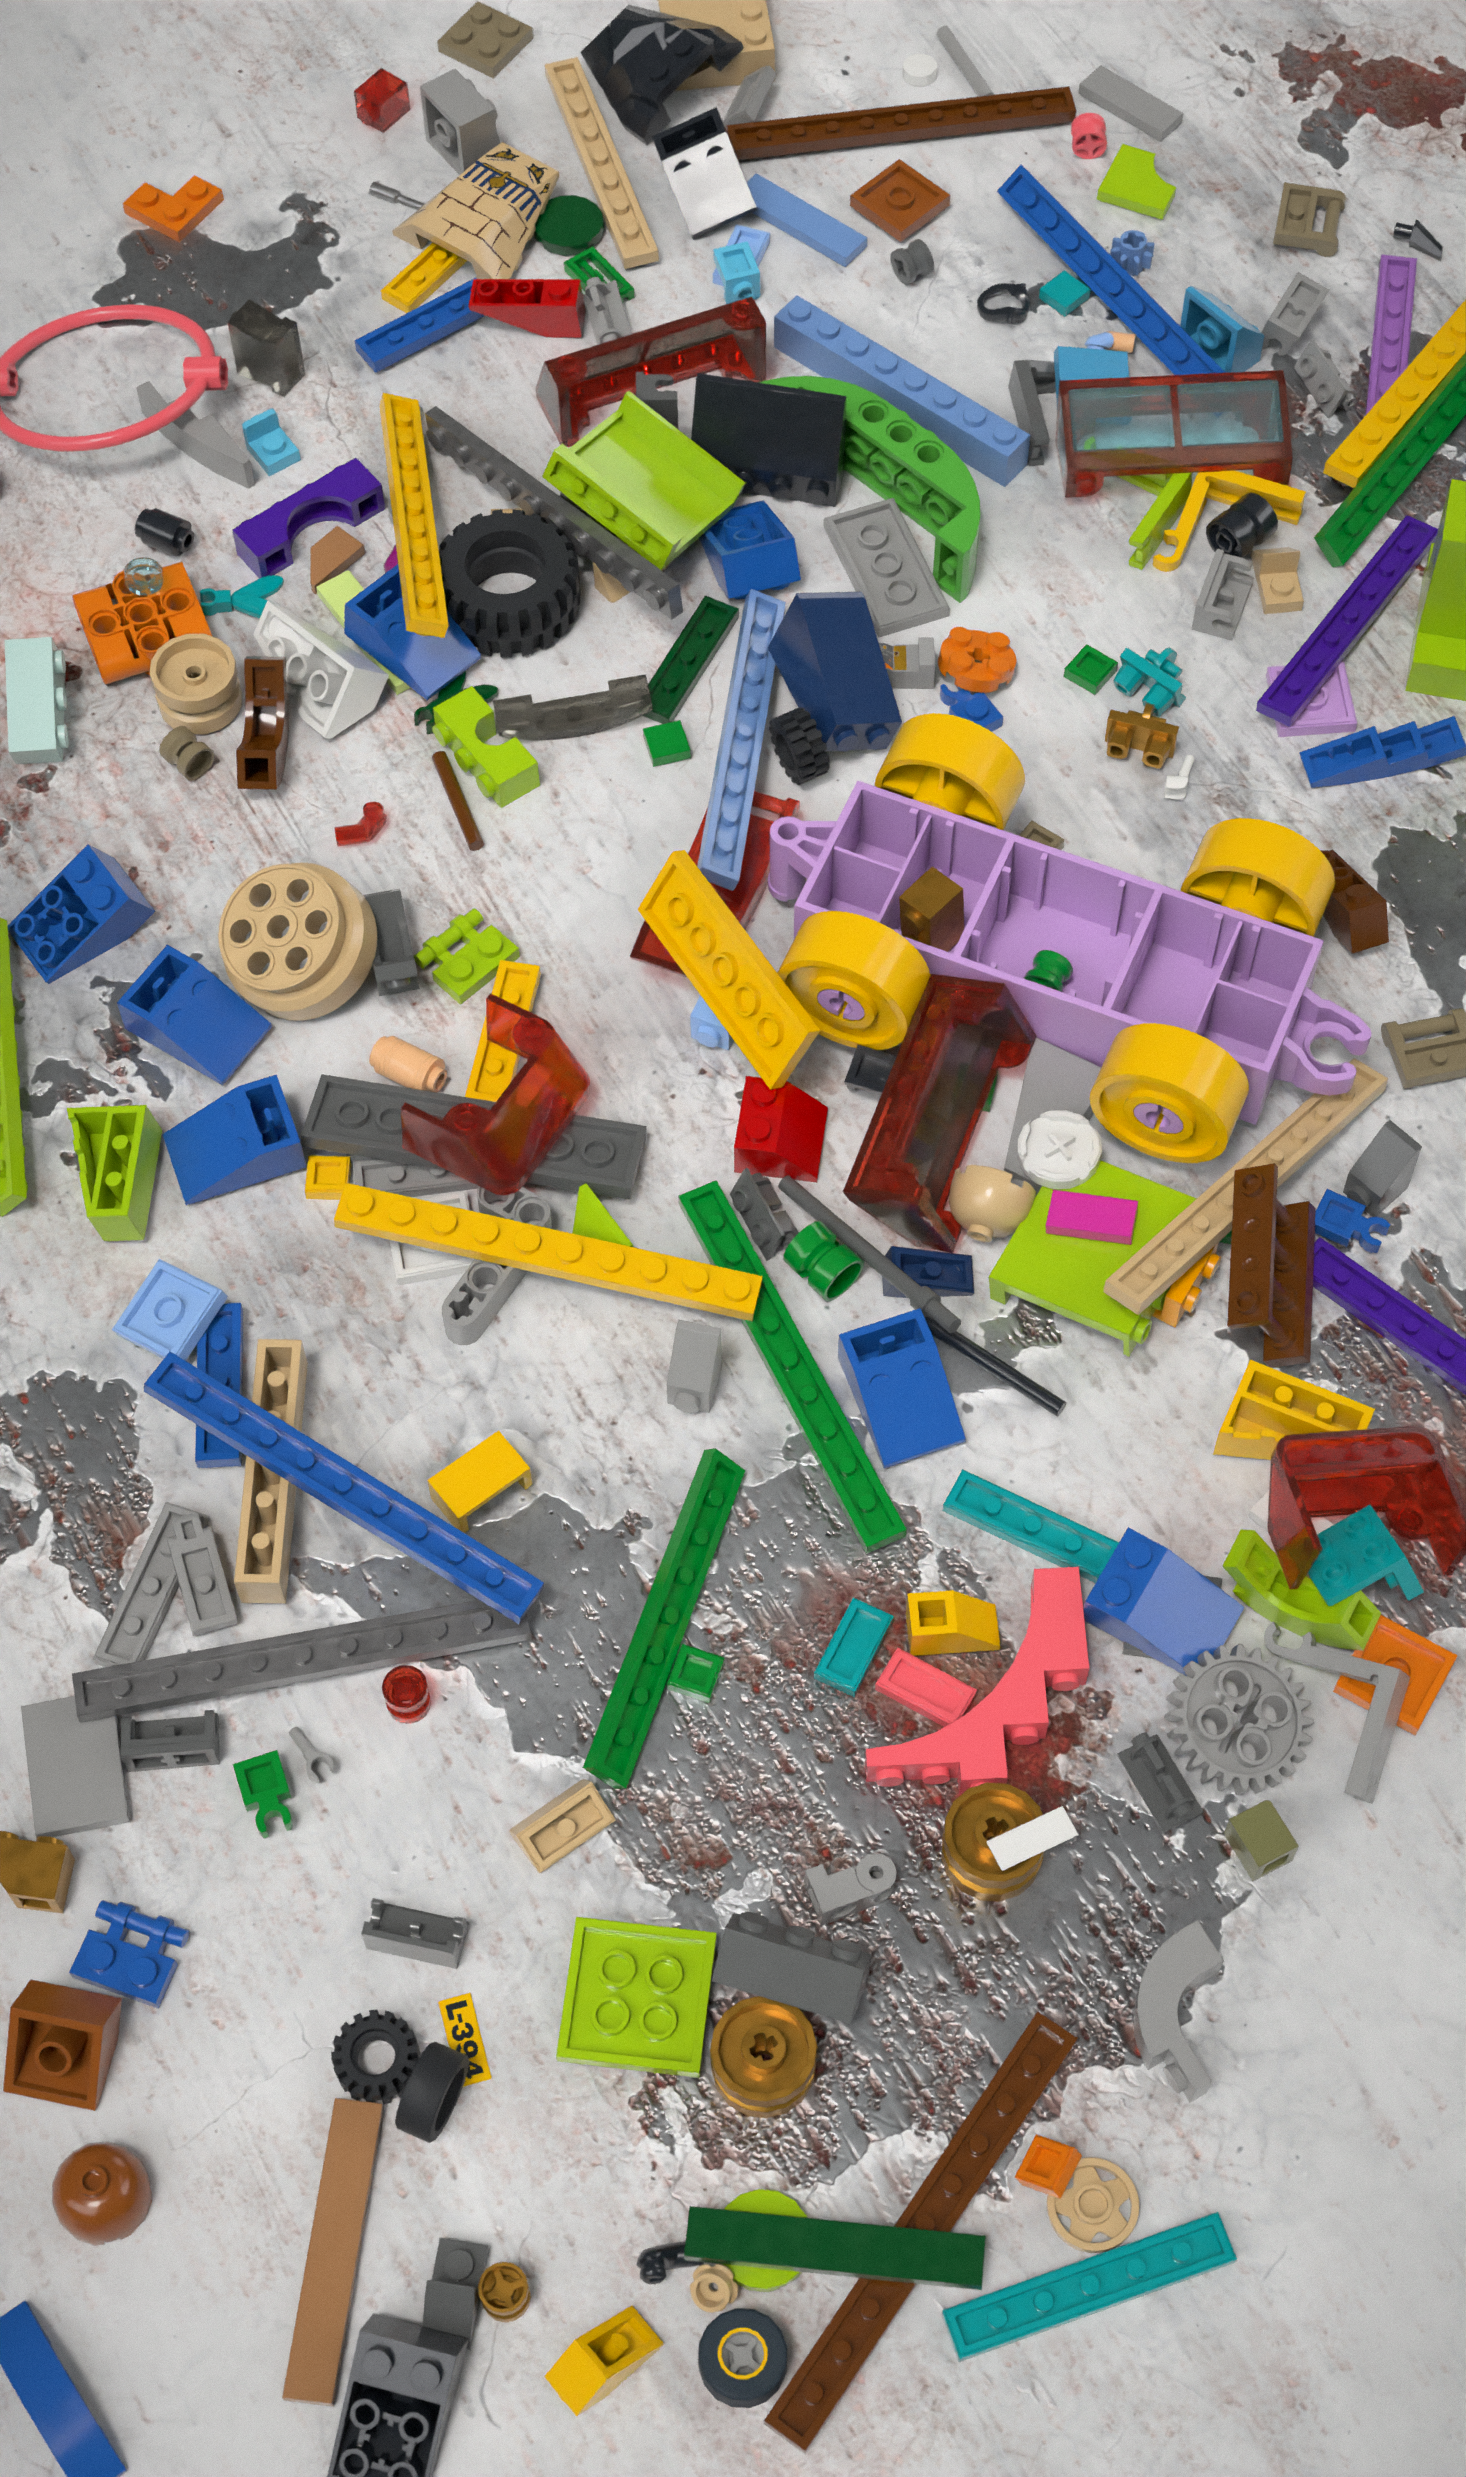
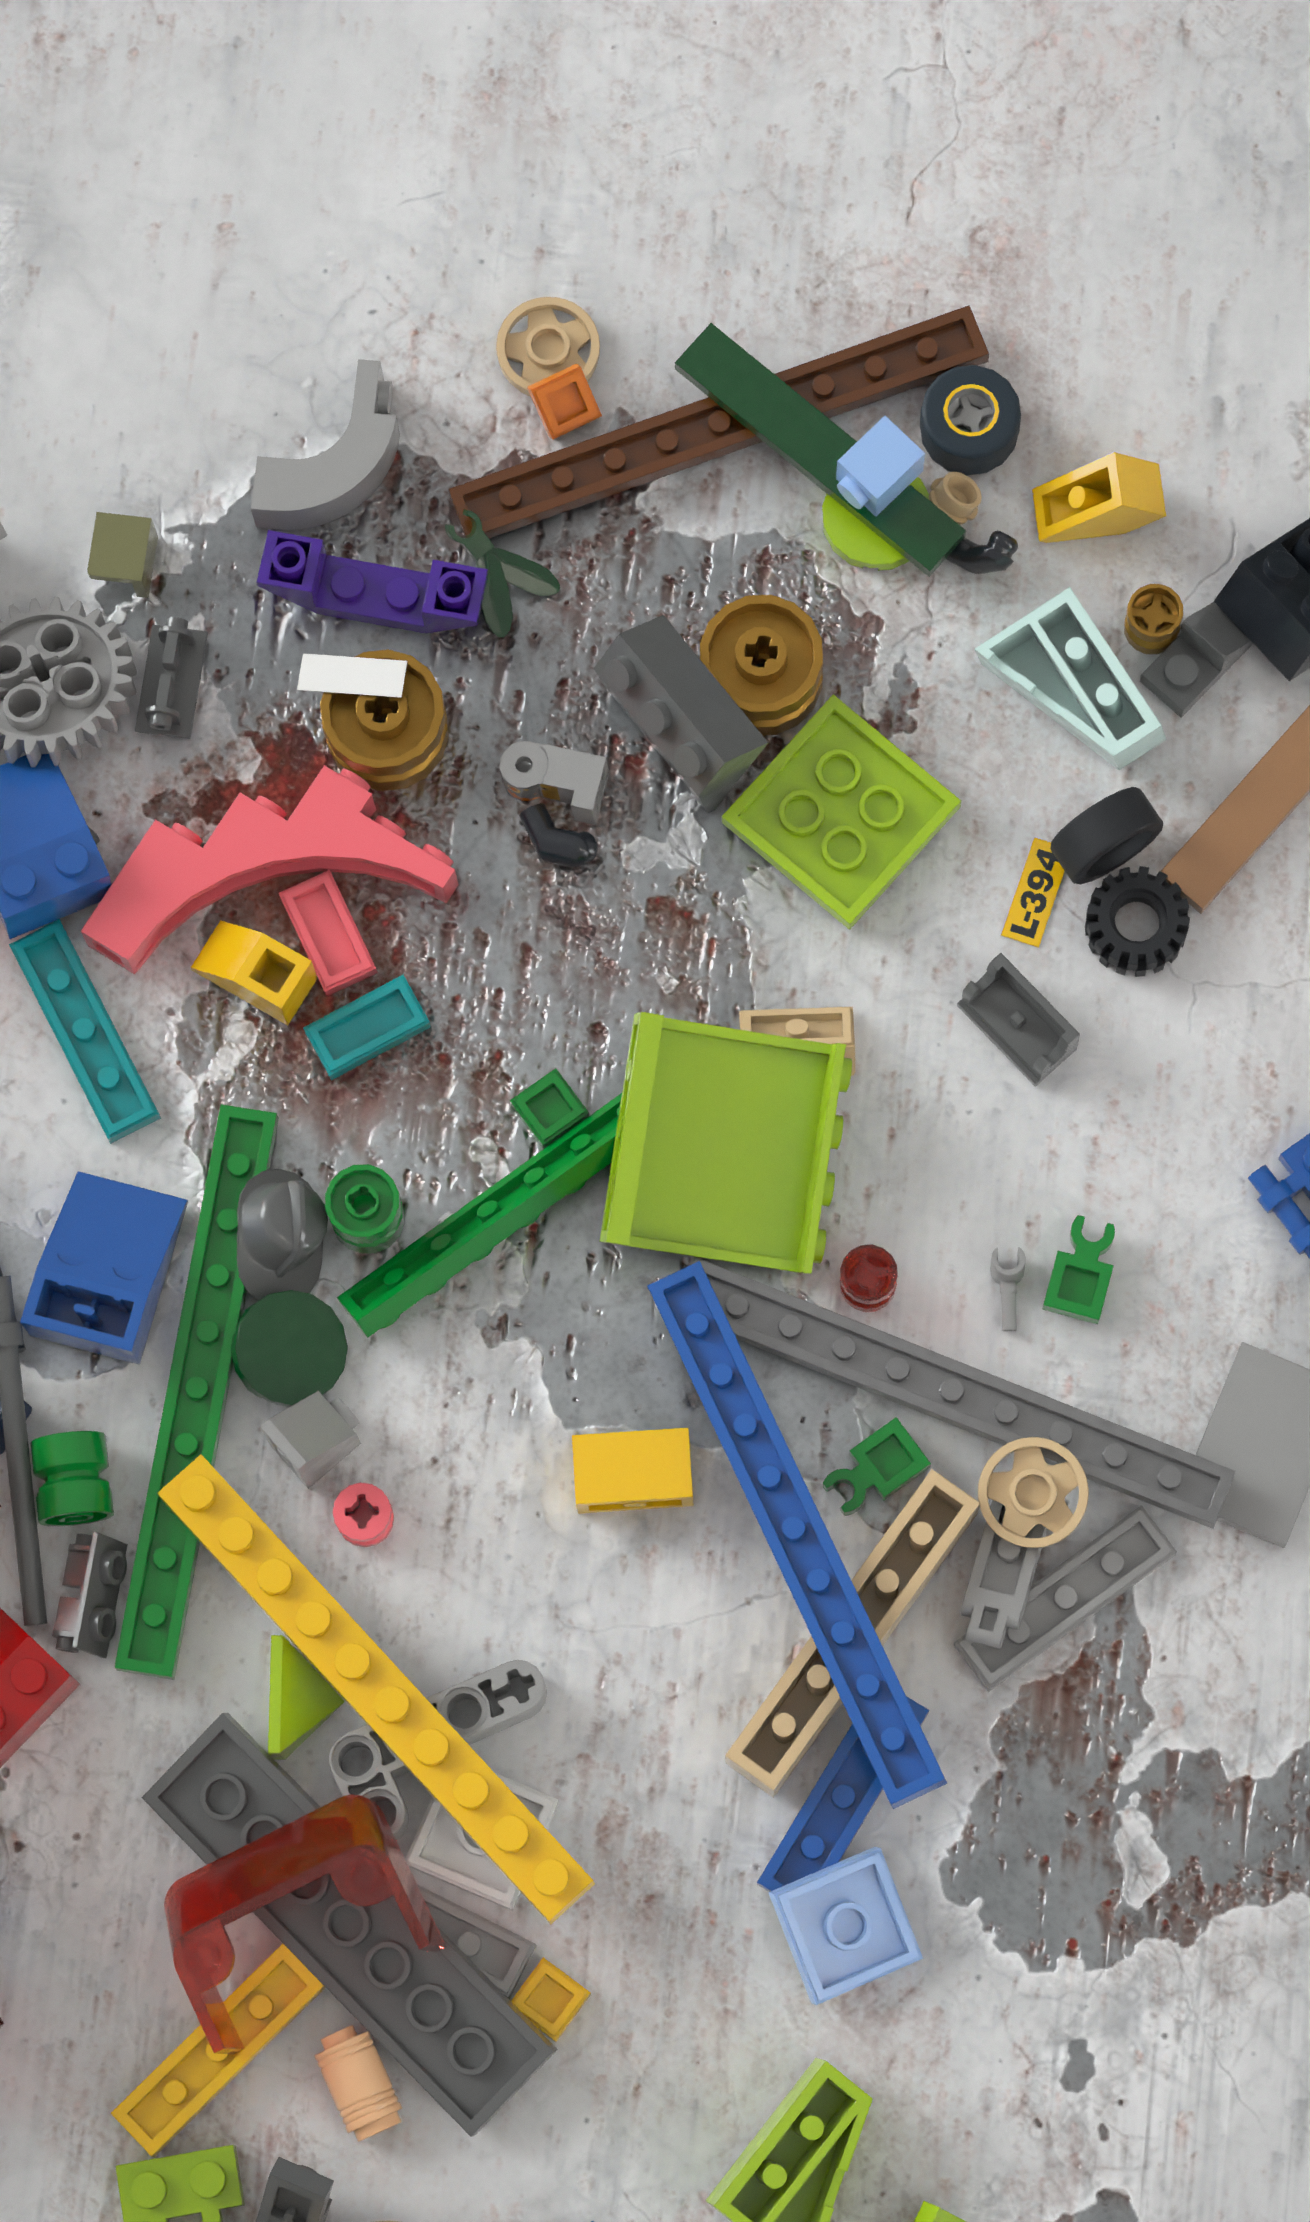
camera: 140 degrees left, 15 degrees up
(170, 1742) = (1145, 1396): dark grey hinge -> none
(205, 1618) = (1033, 1492): none -> tan wheel
(235, 1142) = (635, 2110): blue slope -> none
(322, 1589) = (883, 1462): none -> green plate
(527, 2198) = (1074, 678): none -> light aqua wedge
(558, 1709) = (725, 1144): none -> lime panel
(627, 1366) = (365, 1525): none -> coral wheel
(750, 1417) = (289, 1347): none -> dark green tile
(764, 1523) = (365, 1208): none -> green wheel
(775, 2246) = (879, 467): none -> light blue brick
(808, 1479) = (279, 1234): none -> dark grey piece
(817, 1844) = (555, 844): none -> black arm
(1001, 2008) = (502, 568): none -> dark green piece
(1078, 1935) = (371, 592): none -> dark purple slope
(1088, 2286) = (603, 282): teal tile -> none

